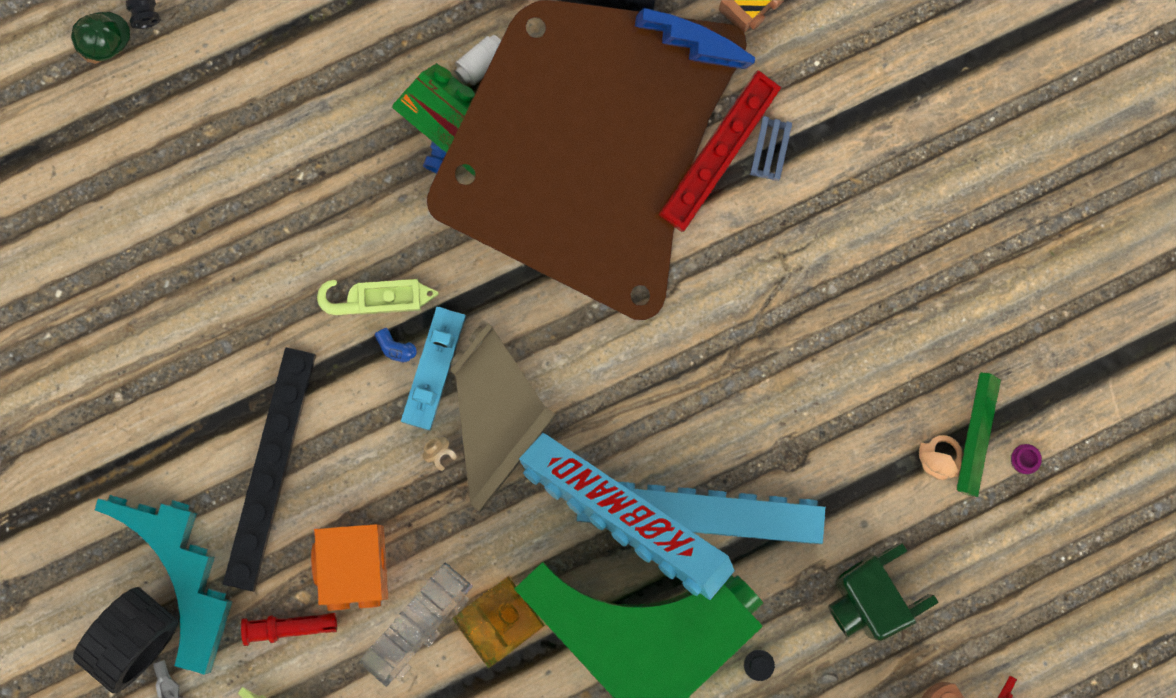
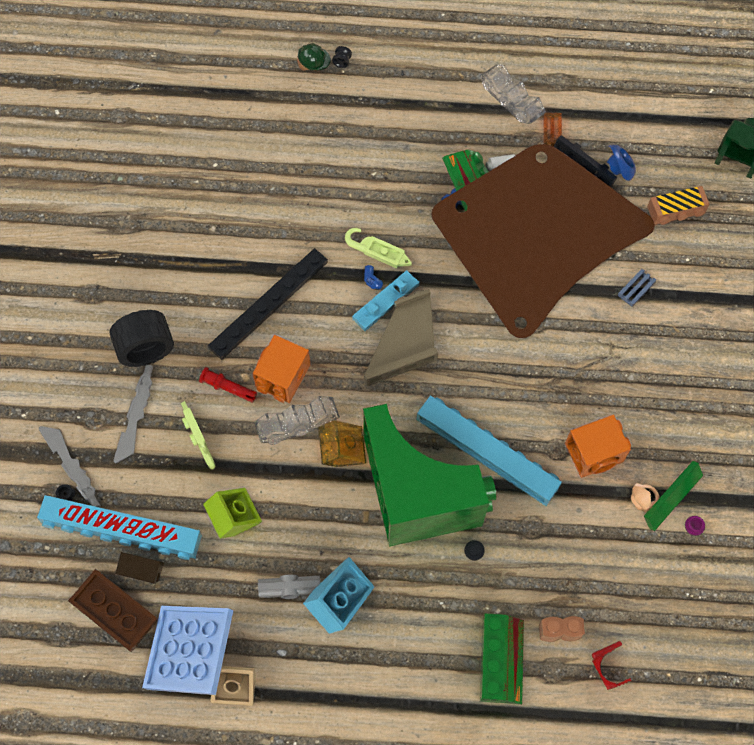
camera: 35 degrees right, 15 degrees down
(201, 613) = (188, 351): teal arch -> none
(435, 449) = (362, 339): tan plate -> none
(627, 517) = (447, 415): medium azure brick -> none
(703, 43) = (629, 213): blue slope -> none
(719, 151) = (607, 273): red tile -> none
(847, 426) = (598, 446): none -> orange brick
(872, 599) = (560, 547): dark green piece -> none

